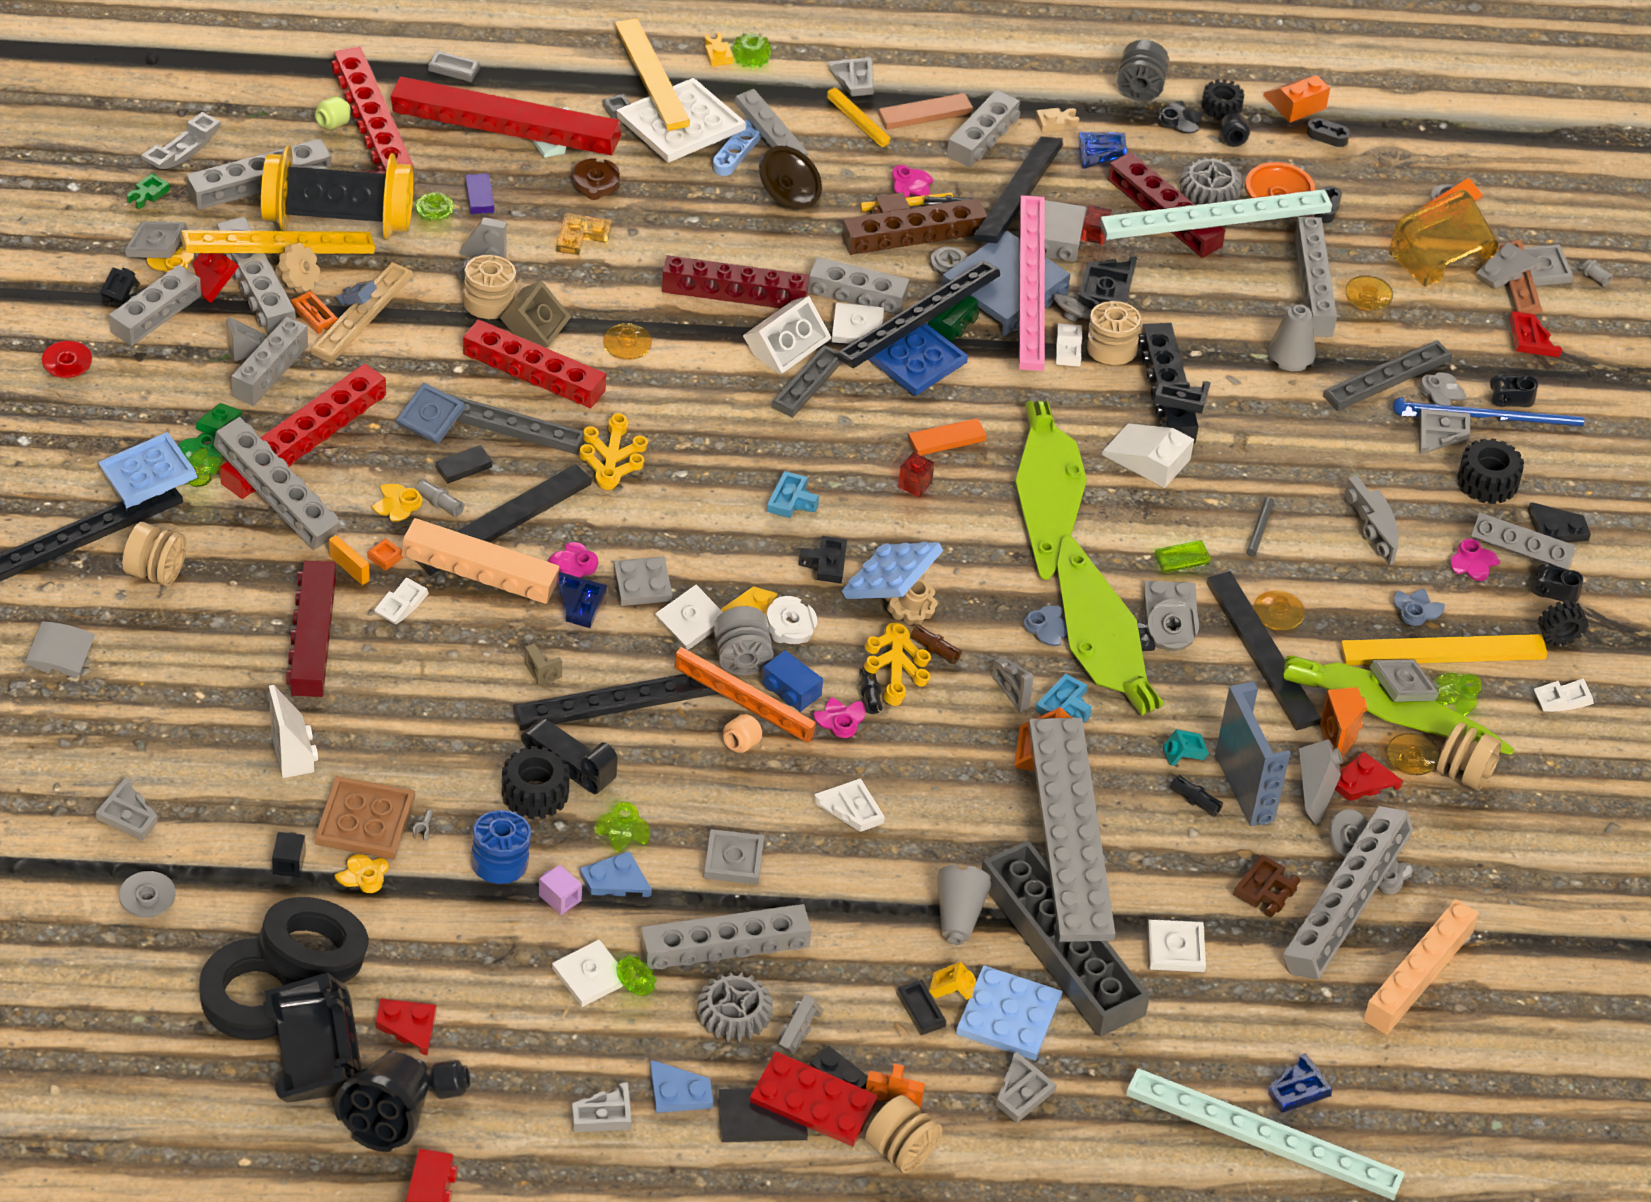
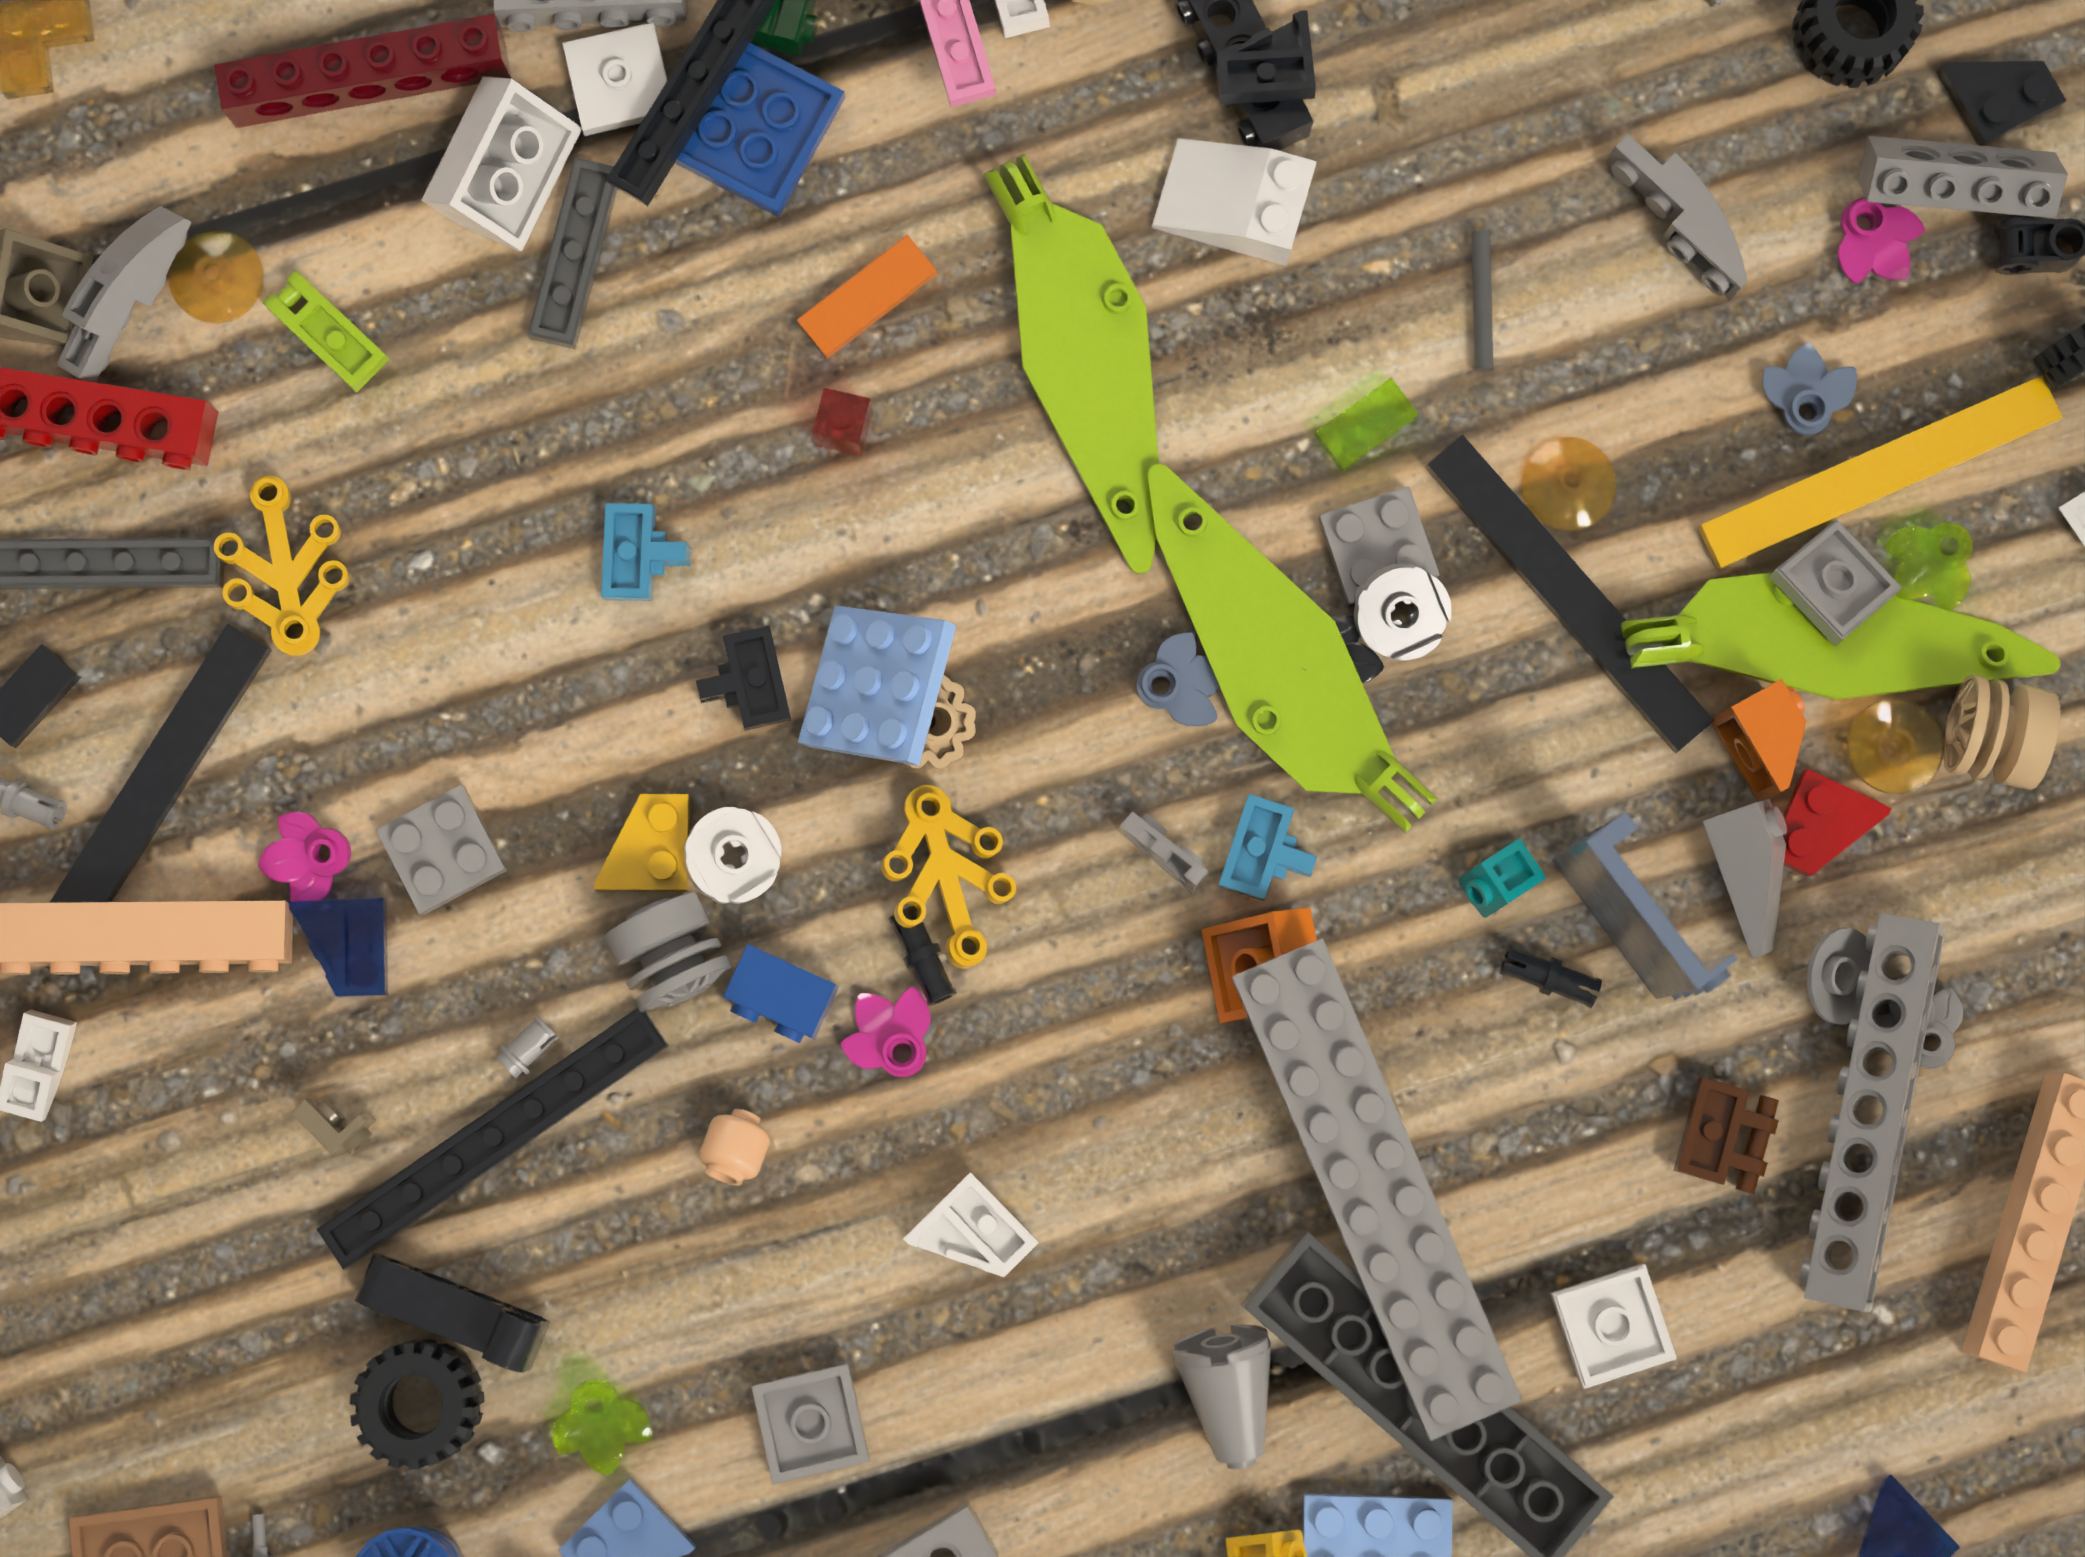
camera: 15 degrees left, 35 degrees up
(582, 322) = (125, 272): none -> light grey slope
(645, 668) = (526, 1047): none -> light grey pin
(673, 372) = (327, 332): none -> lime plate
(689, 617) = (556, 910): white plate -> none
(744, 695) = (709, 1068): orange tile -> none
(936, 644) = (1000, 802): reddish brown pin -> none

